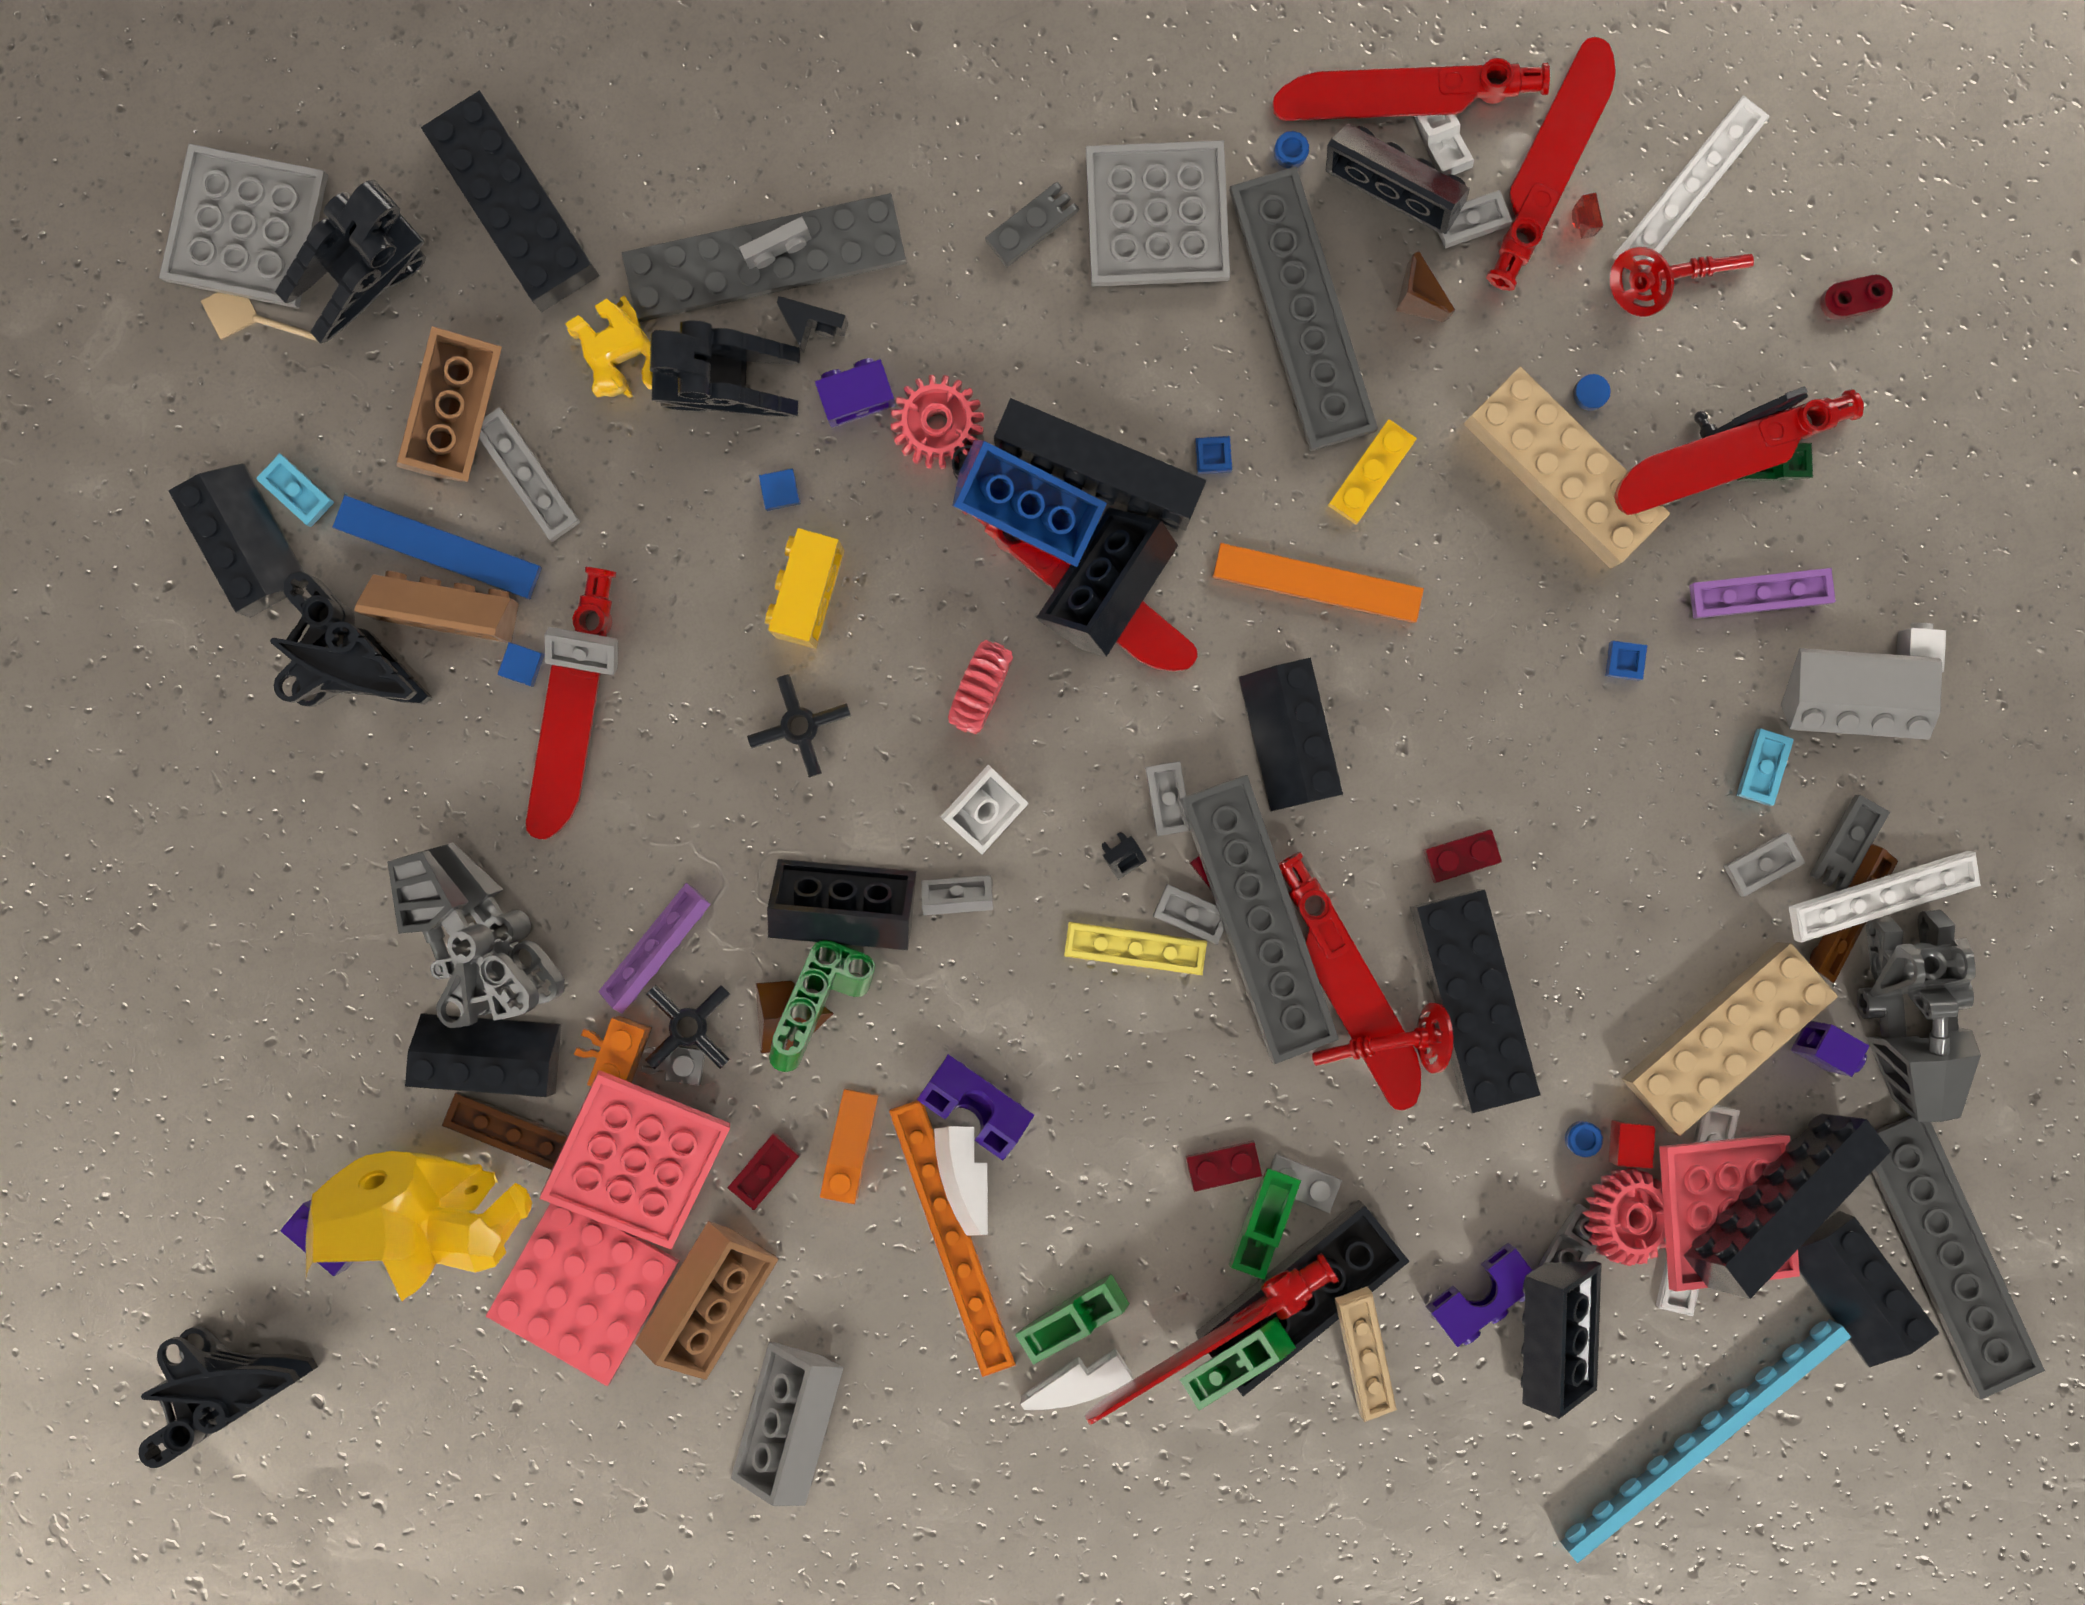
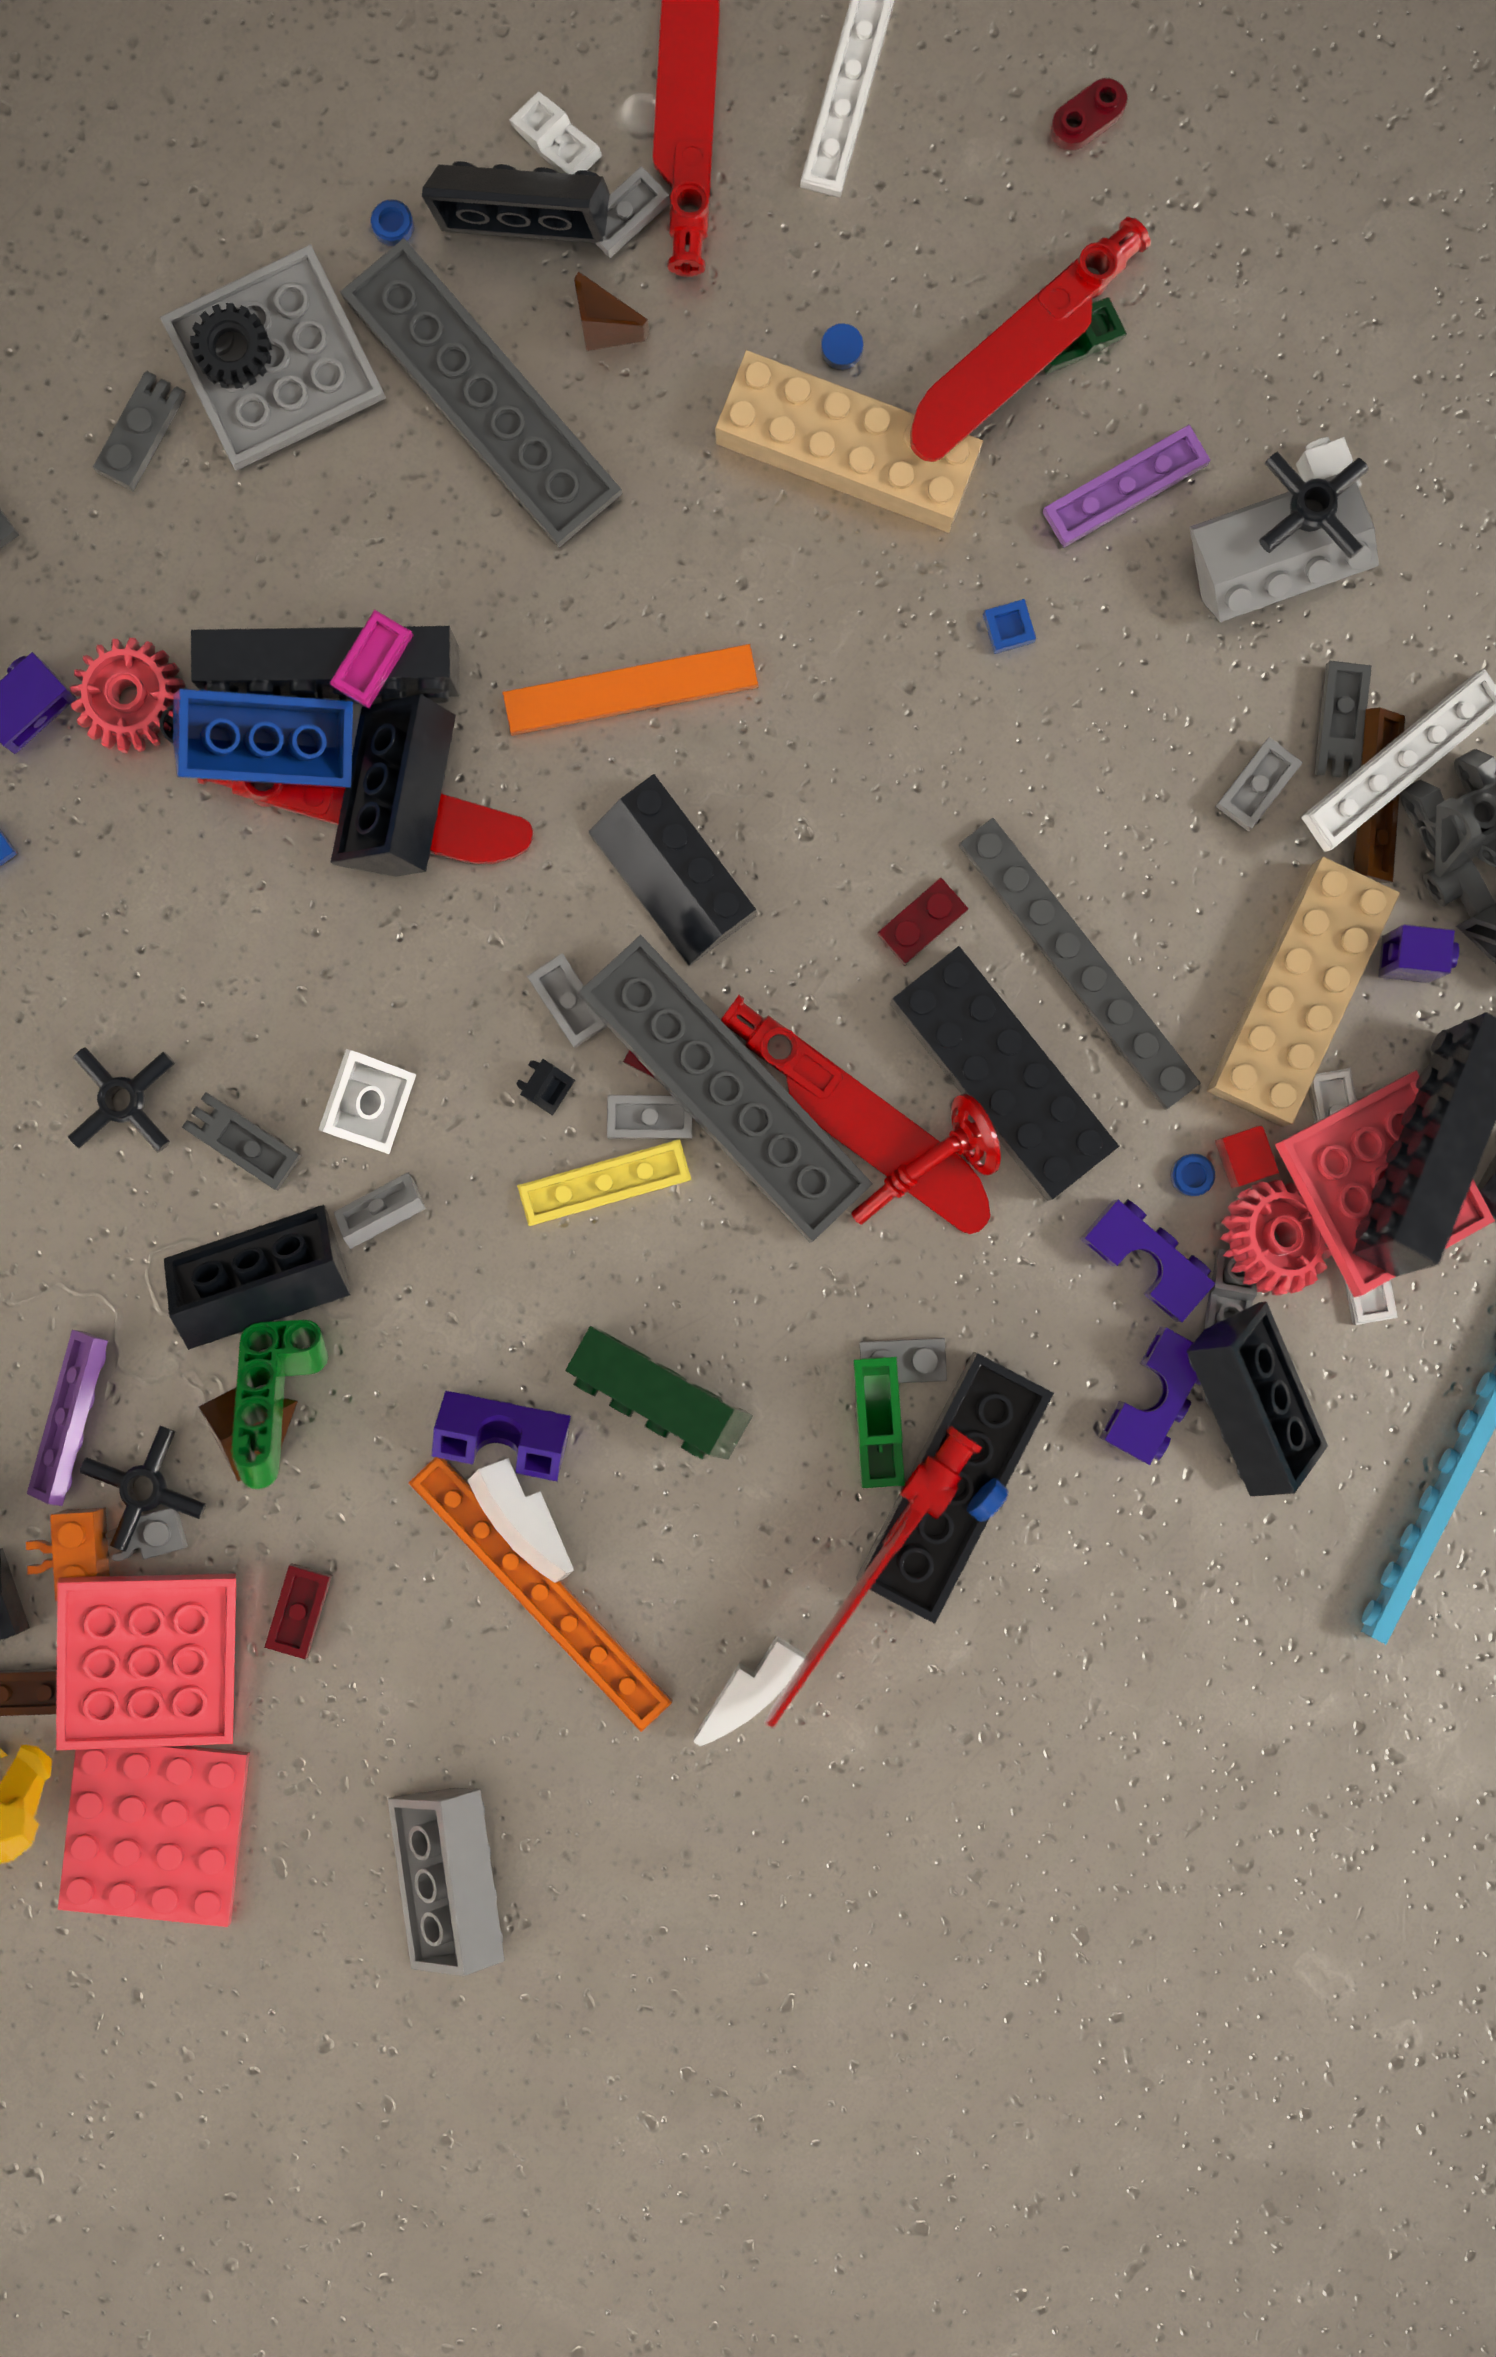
camera: 20 degrees left, 0 degrees up
(706, 1301) = (296, 1784): medium nougat slope -> none
(805, 588) = (59, 942): yellow brick -> none
(849, 1147) = (381, 1543): orange slope -> none
(876, 798) = (243, 1142): none -> dark grey hinge
(980, 687) = (301, 967): coral gear -> none
(1073, 1319) = (713, 1624): green slope -> none
(1106, 1127) = (658, 1395): none -> dark green wedge
(1131, 172) = (231, 321): none -> black tyre
(1137, 480) = (371, 659): none -> dark pink tile
(1213, 455) = (453, 598): blue tile -> none
(1223, 1166) = (807, 1380): dark red plate -> none
(1238, 1363) = (910, 1588): green slope -> none
(1325, 1322) = (987, 1500): none -> blue tile
(1365, 1353) = (1052, 1517): tan tile -> none
(1372, 471) = (637, 540): yellow plate -> none
(1404, 90) = (489, 102): red piece -> none
(1538, 1216) = (1178, 1281): none -> dark purple arch
(1567, 941) = (1079, 963): none -> dark grey plate
(1587, 216) = (751, 153): clear red plate -> none
(1659, 270) = (857, 180): red dish -> none
(1765, 767) = (1213, 676): medium azure plate -> none
(1775, 406) = (1050, 269): black piece -> none
(1890, 679) = (1318, 489): none -> black bar

